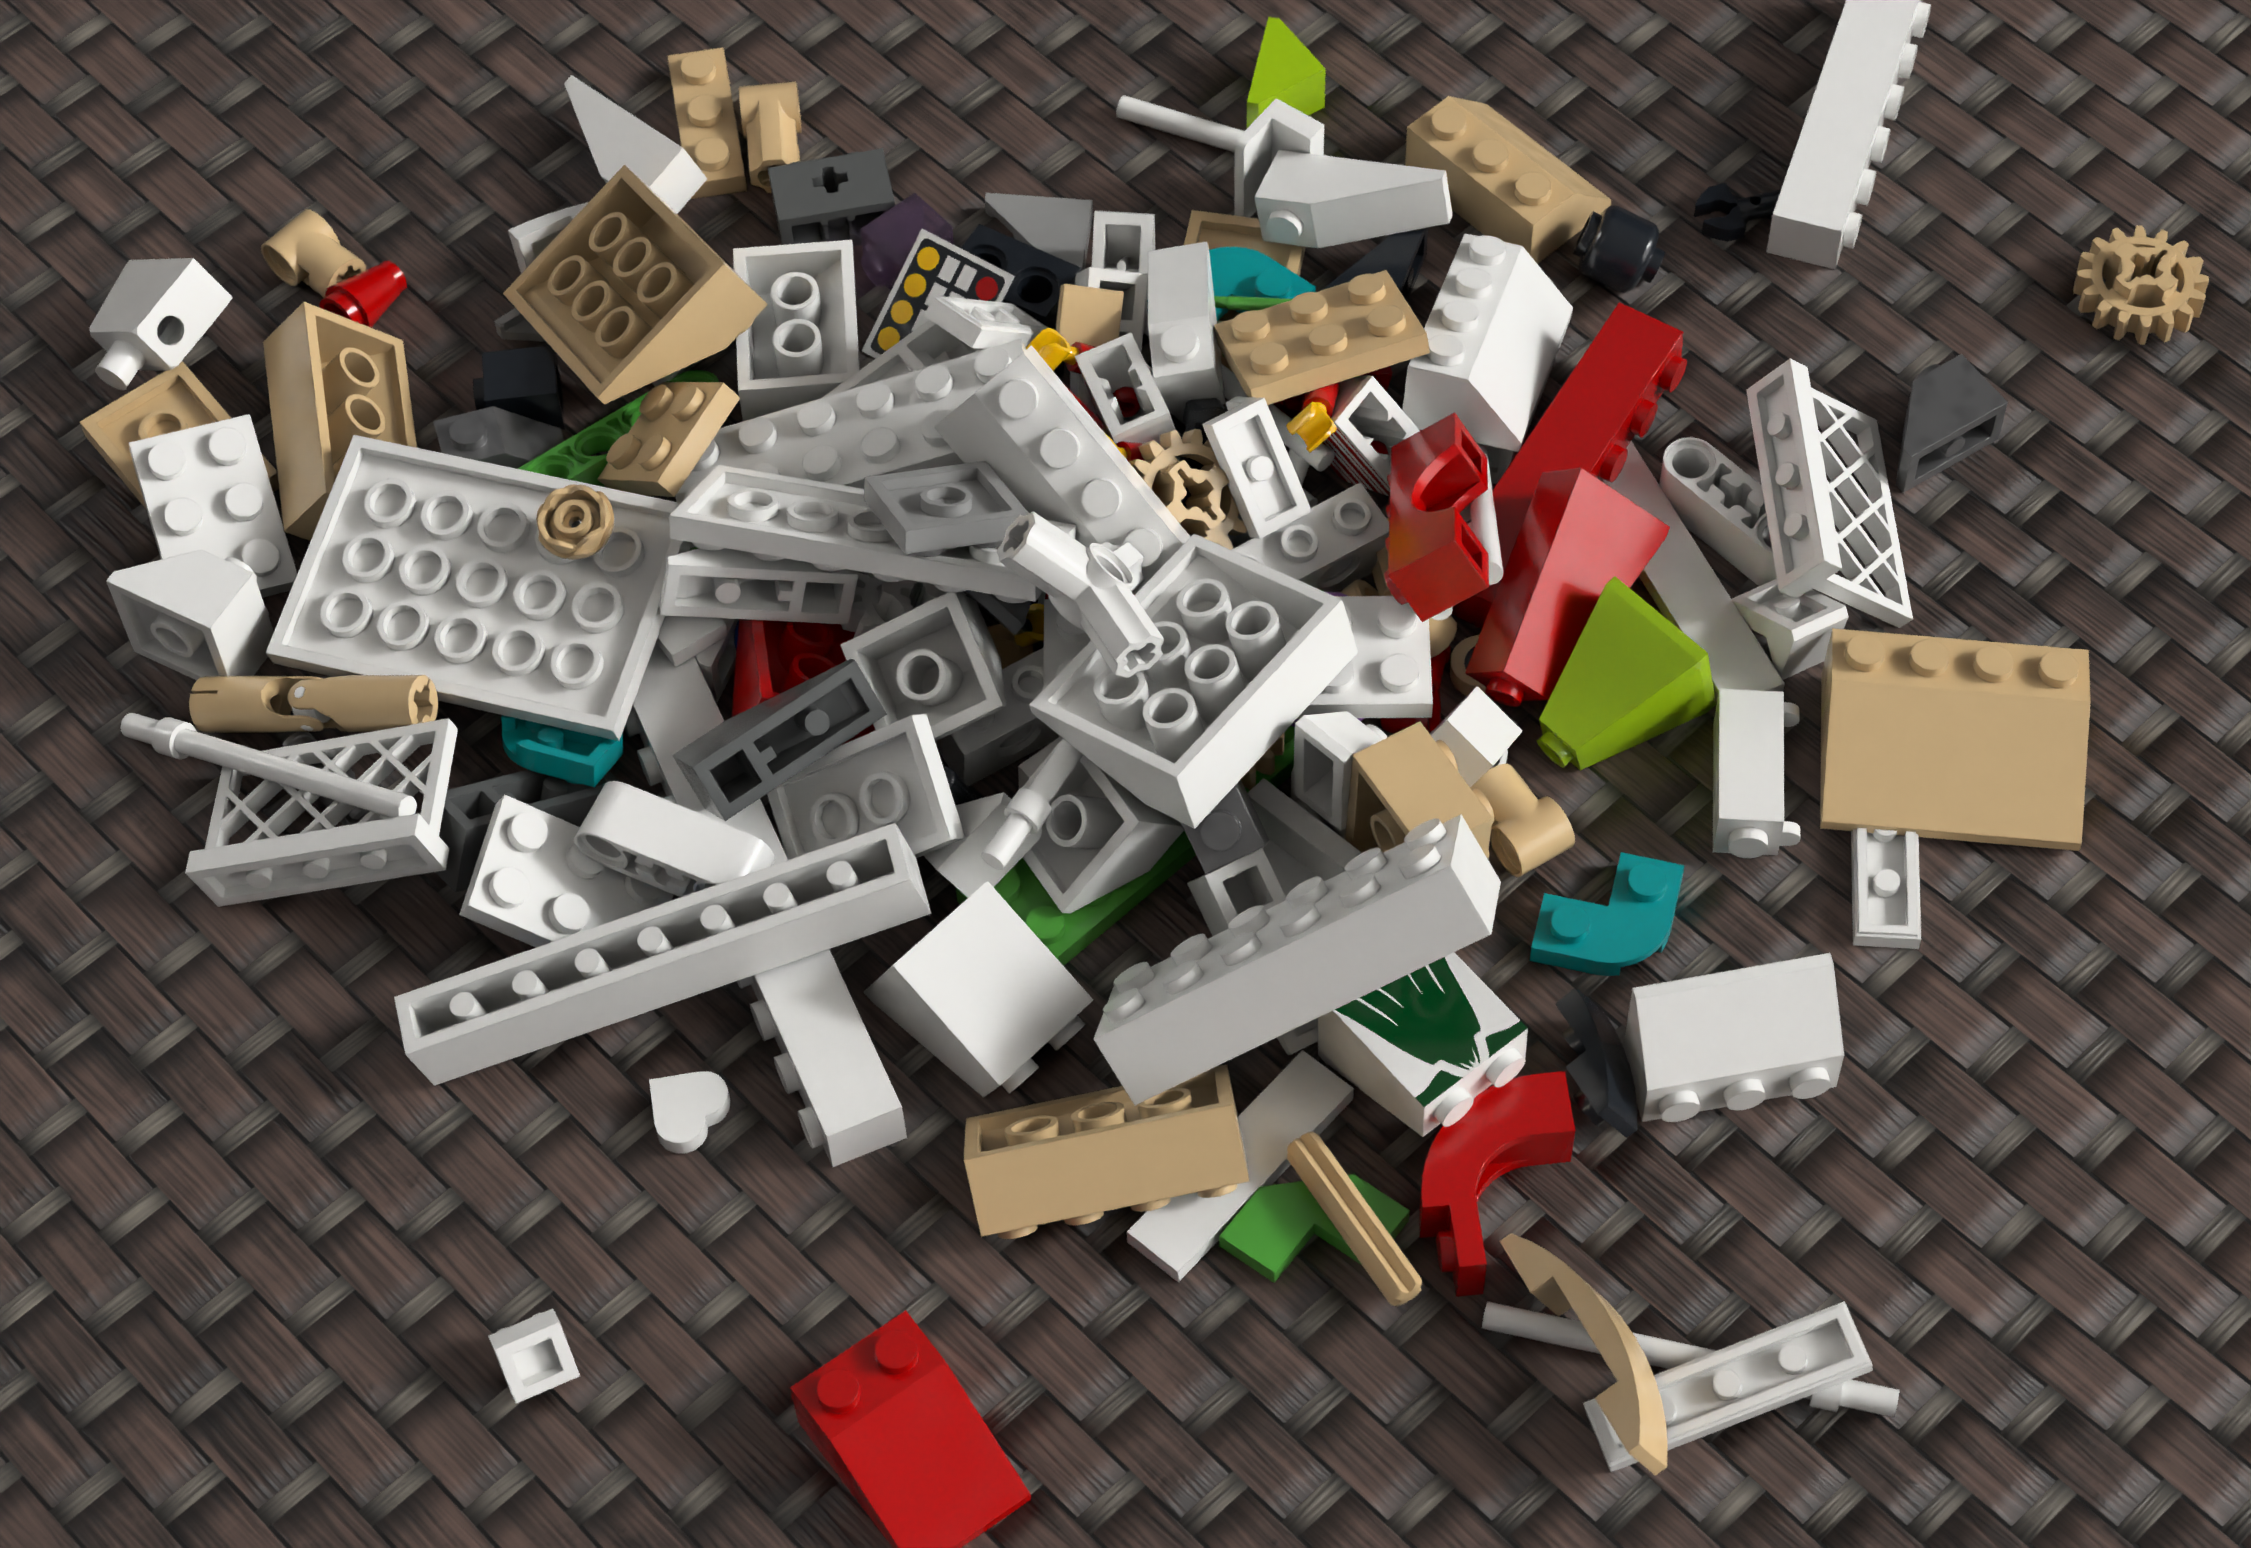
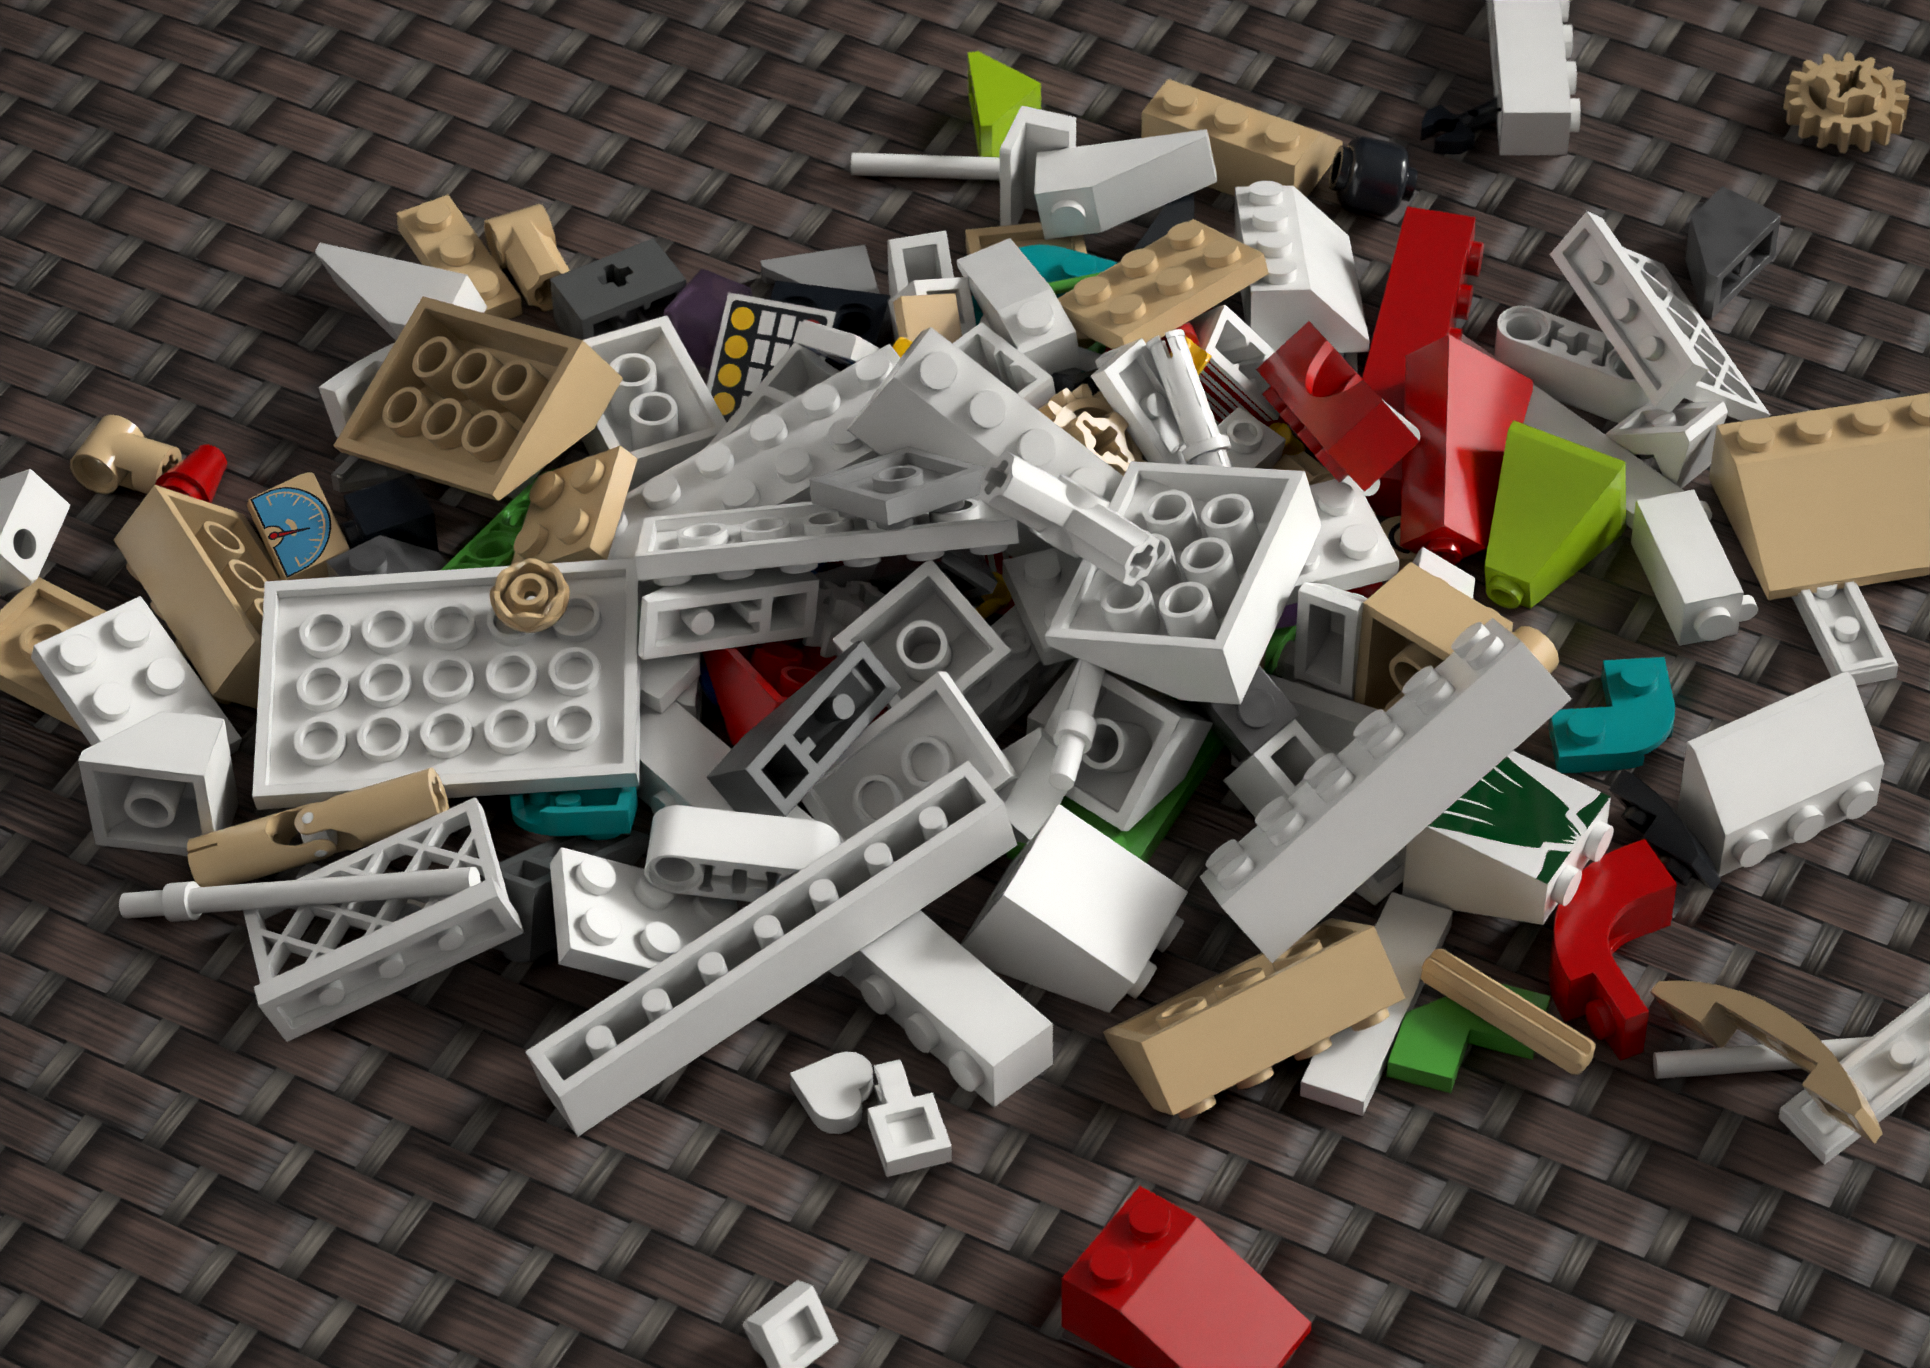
camera: 20 degrees left, 10 degrees down
(436, 372) = (298, 527): none -> slope
(734, 1170) = (906, 1127): none -> white plate
(1293, 491) = (1189, 402): none -> white pin

